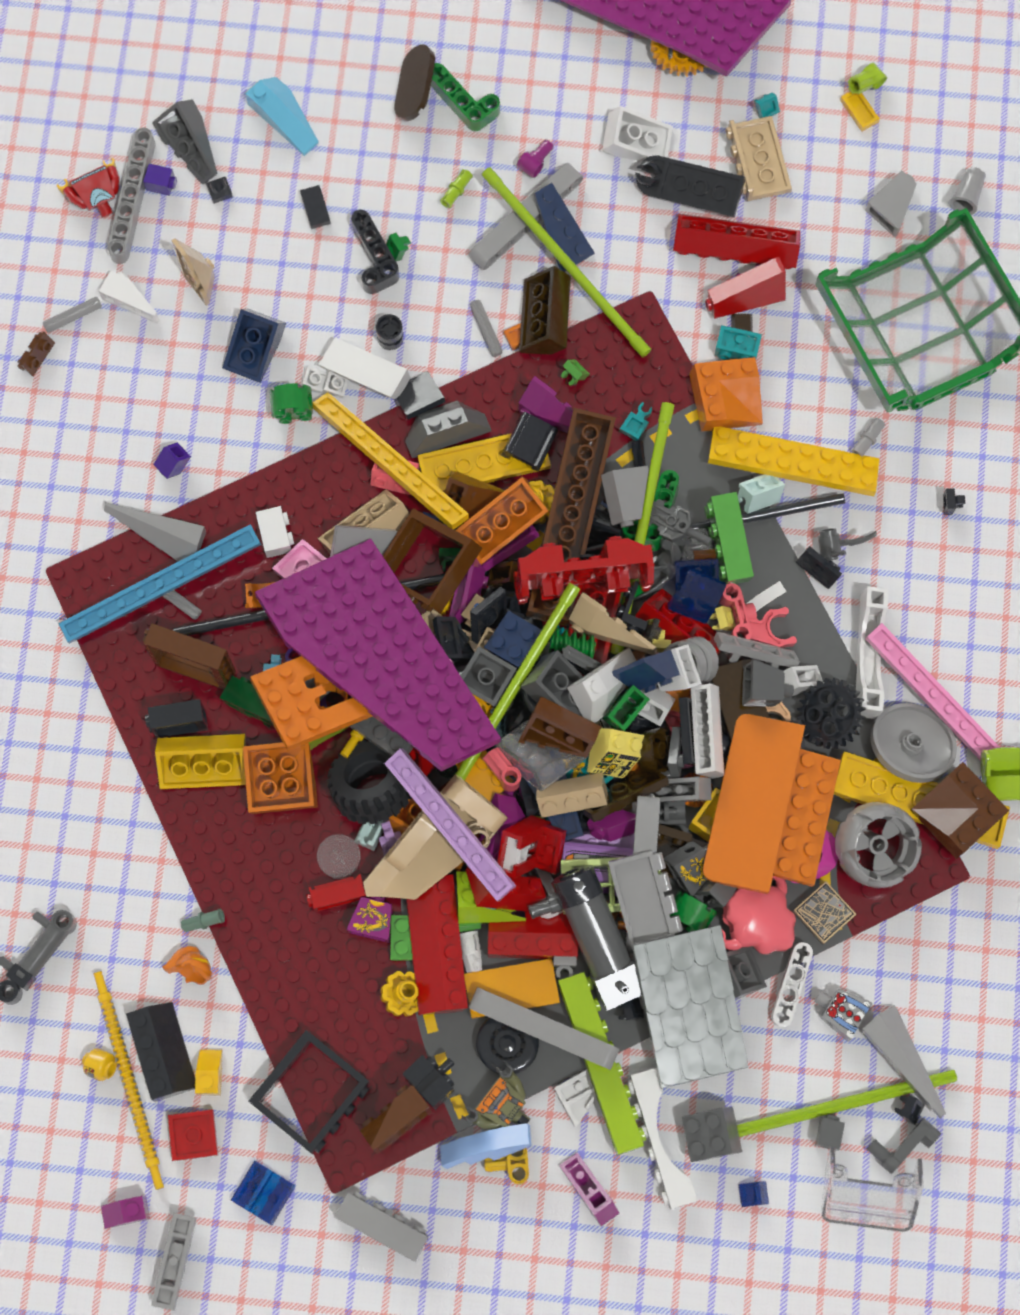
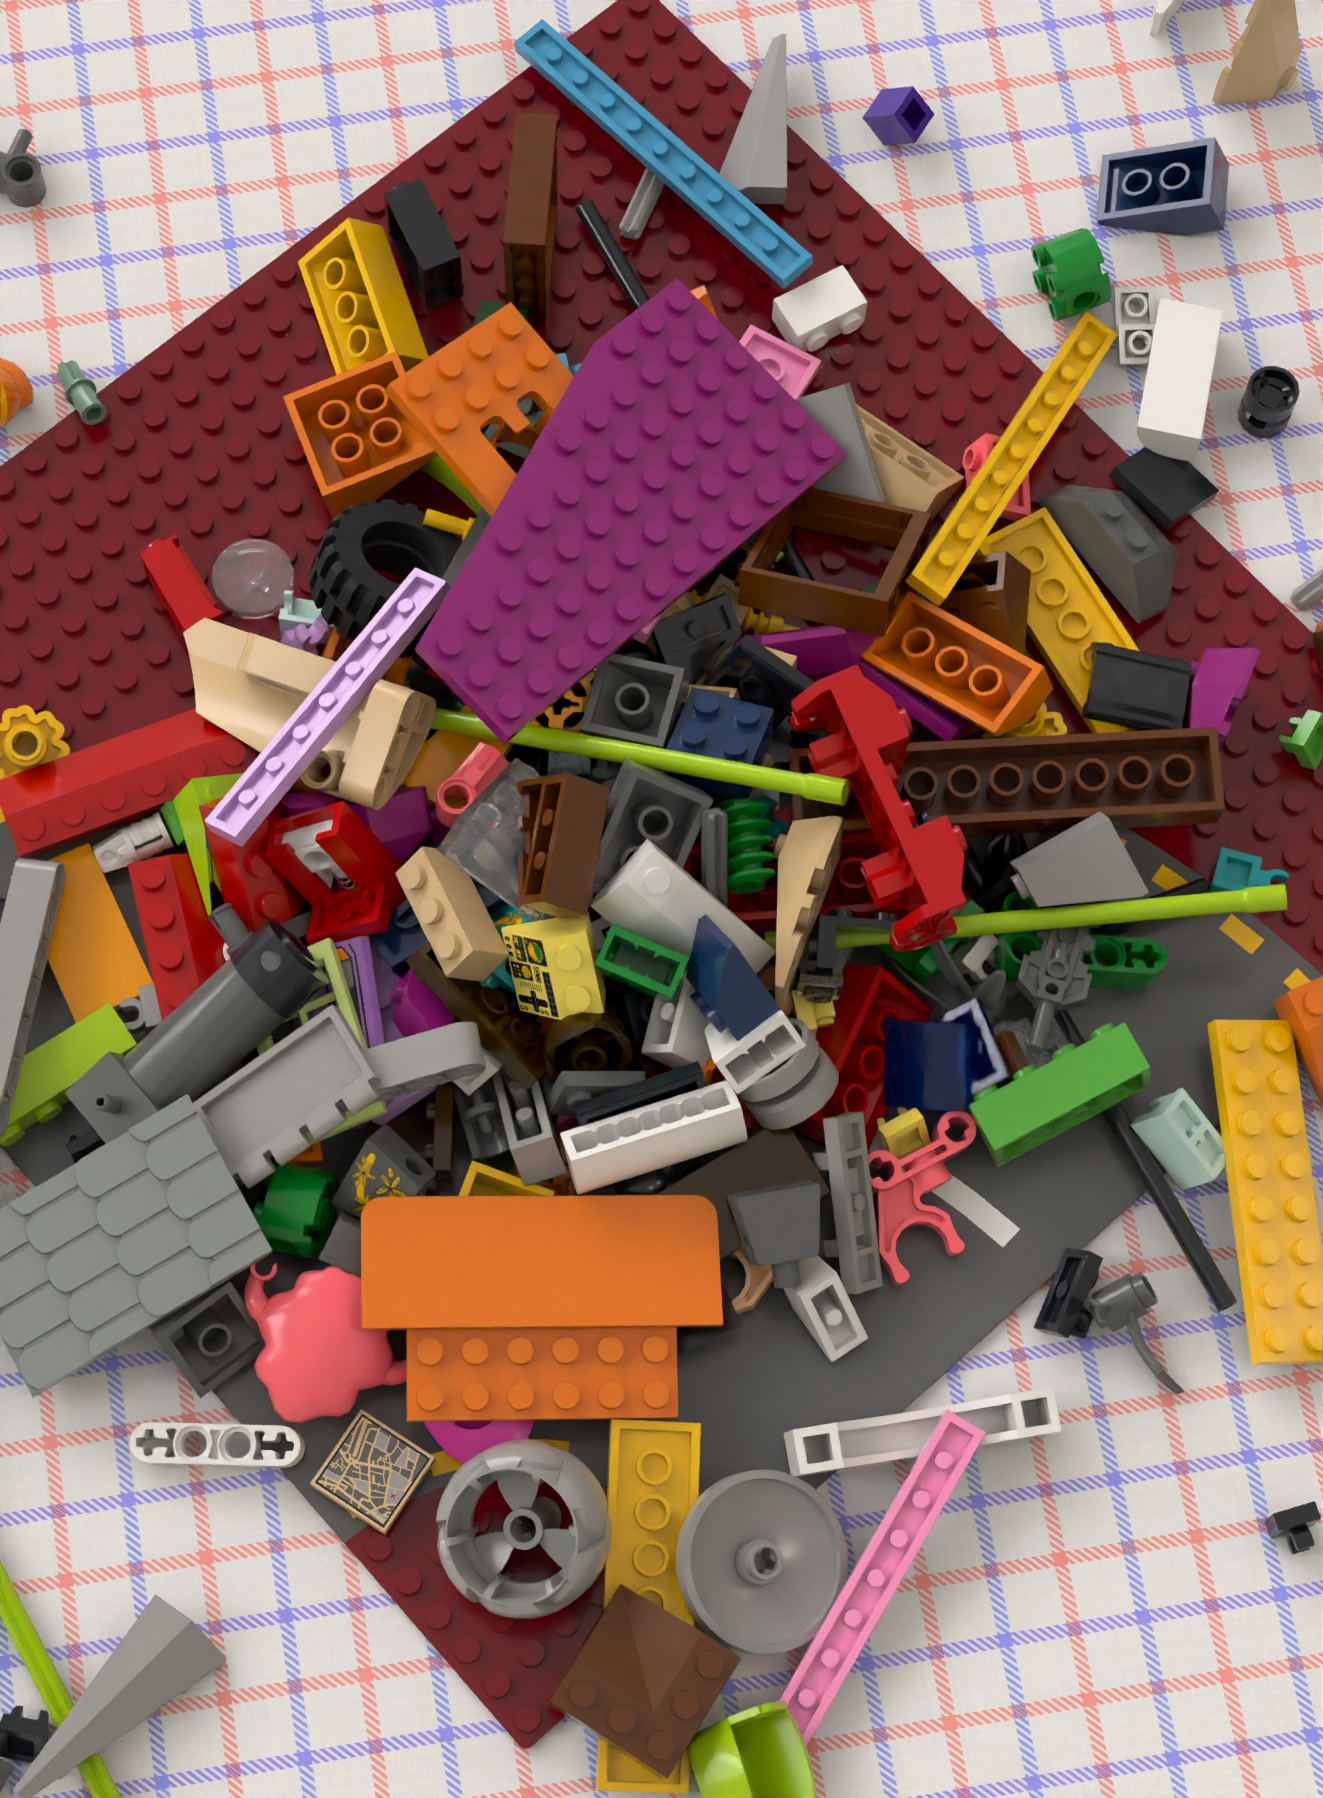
camera: 70 degrees right, 5 degrees down
(372, 919) = (148, 661): magenta torso -> none
(400, 938) = (127, 716): bright green plate -> none
(843, 1011) = (186, 1557): torso -> none
(845, 725) = (769, 1379): black gear -> none

